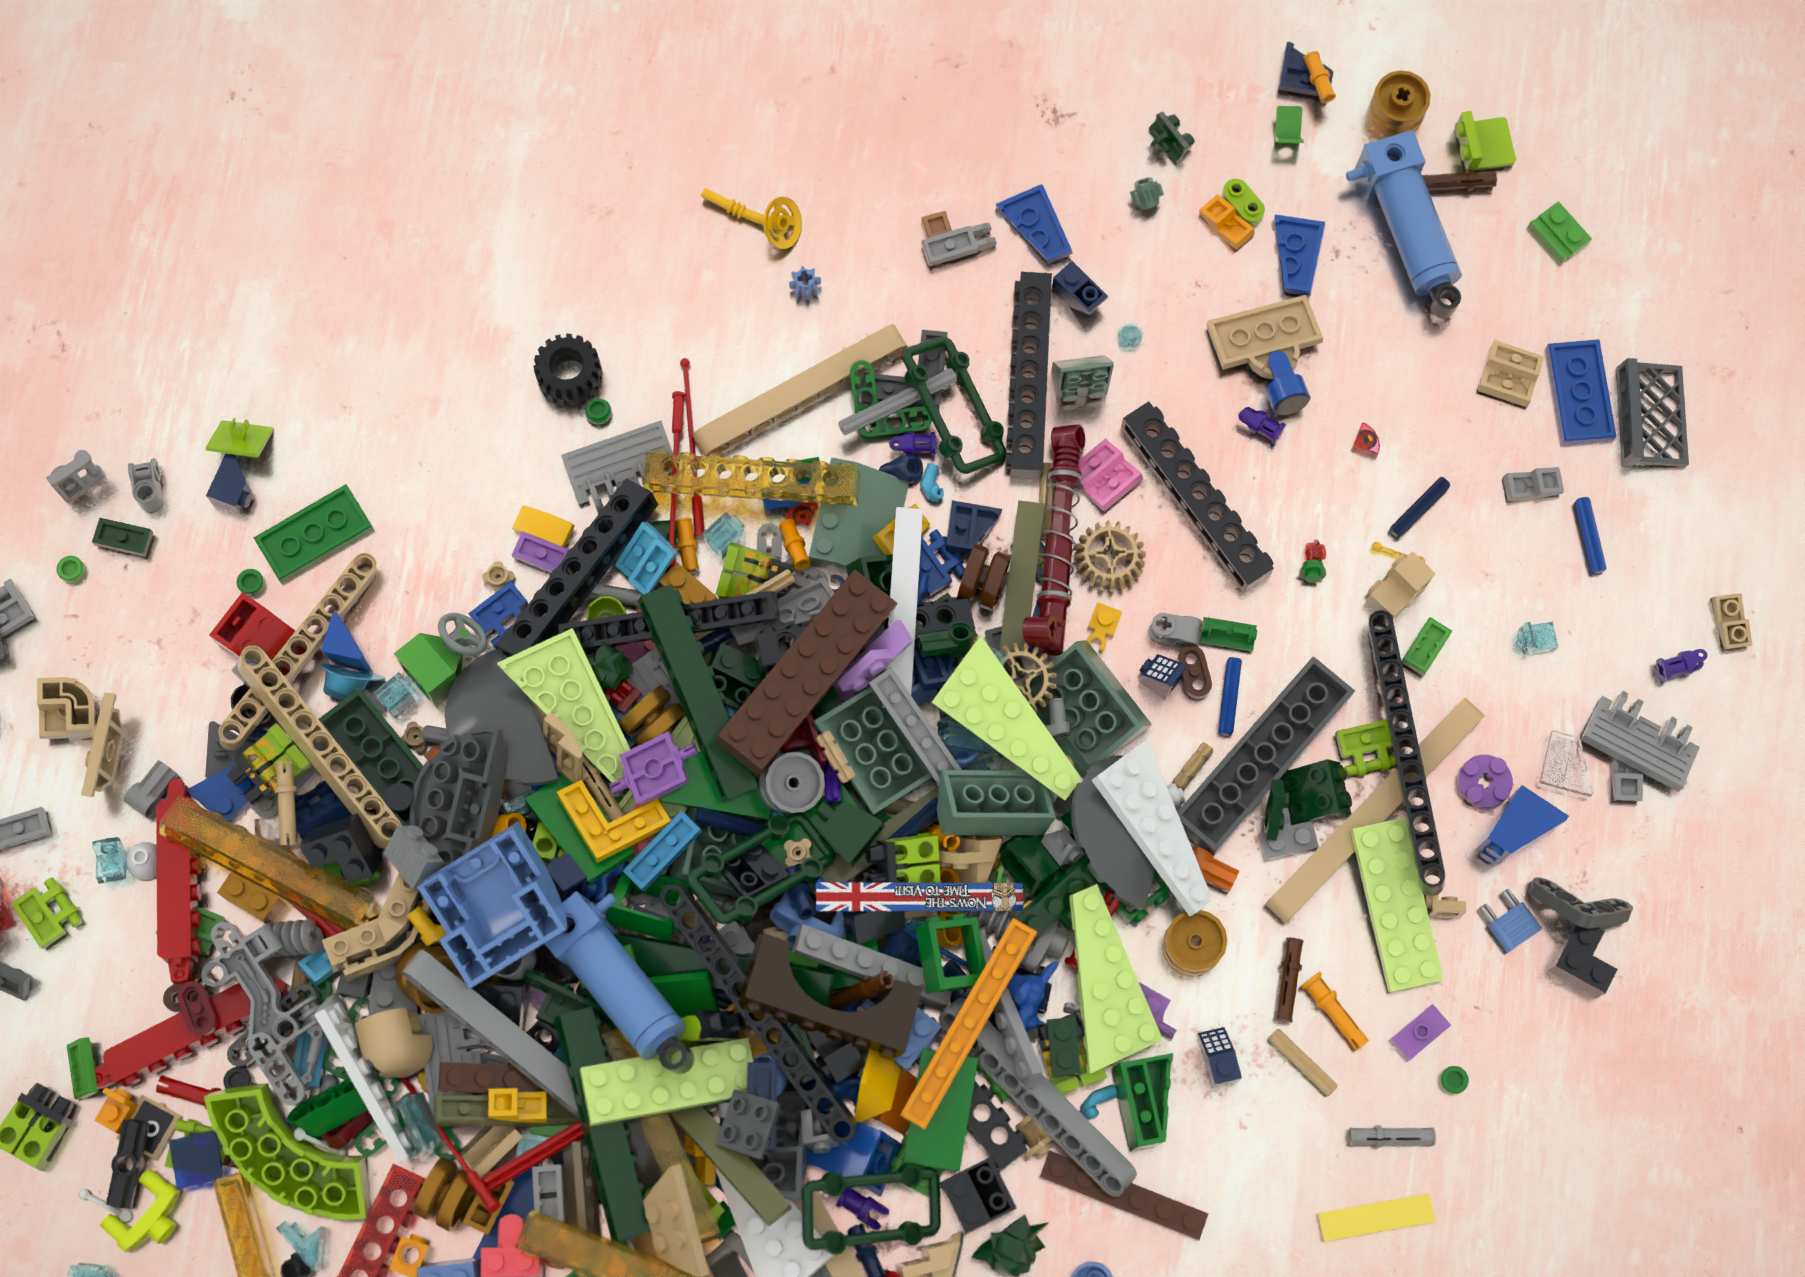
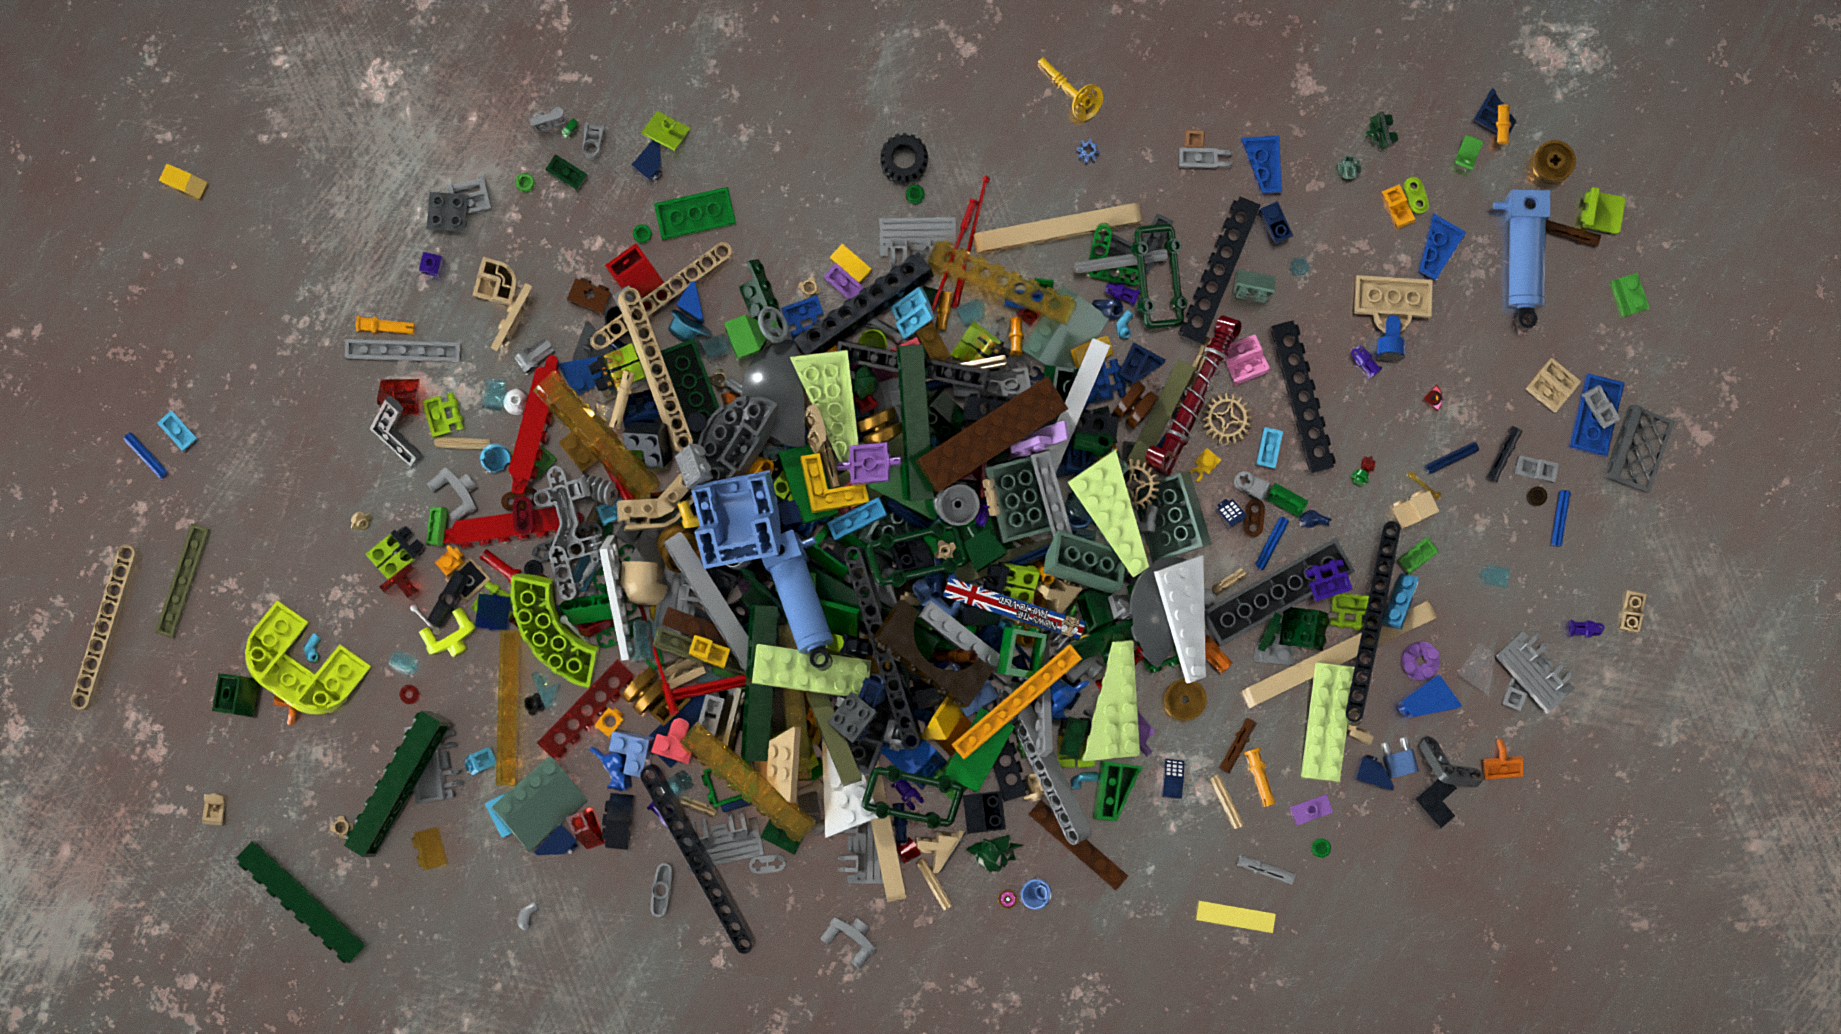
camera: 20 degrees right, 10 degrees up
(52, 1161) = (402, 581): none -> clear red bracket
(86, 942) = (461, 443): none -> tan axle
(102, 1001) = (463, 488): none -> light grey connector
(109, 477) = (569, 128): none -> green tile
(135, 944) = (495, 457): none -> medium azure hair
(214, 694) = (597, 304): none -> reddish brown brick
(430, 602) = (758, 291): none -> dark green bracket
(1179, 574) = (1269, 448): none -> medium azure plate
(1271, 645) = (1312, 518): none -> dark blue animal
(1332, 719) = (1331, 585): none -> dark purple plate
(1430, 711) = (1401, 601): none -> dark azure plate
(1484, 952) = (1373, 773): none -> dark blue slope
(1486, 469) = (1508, 447): none -> black pin
(1548, 517) = (1537, 496): none -> dark brown plate
(1584, 379) = (1600, 406): none -> light grey slope
(1651, 881) = (1503, 766): none -> orange plate

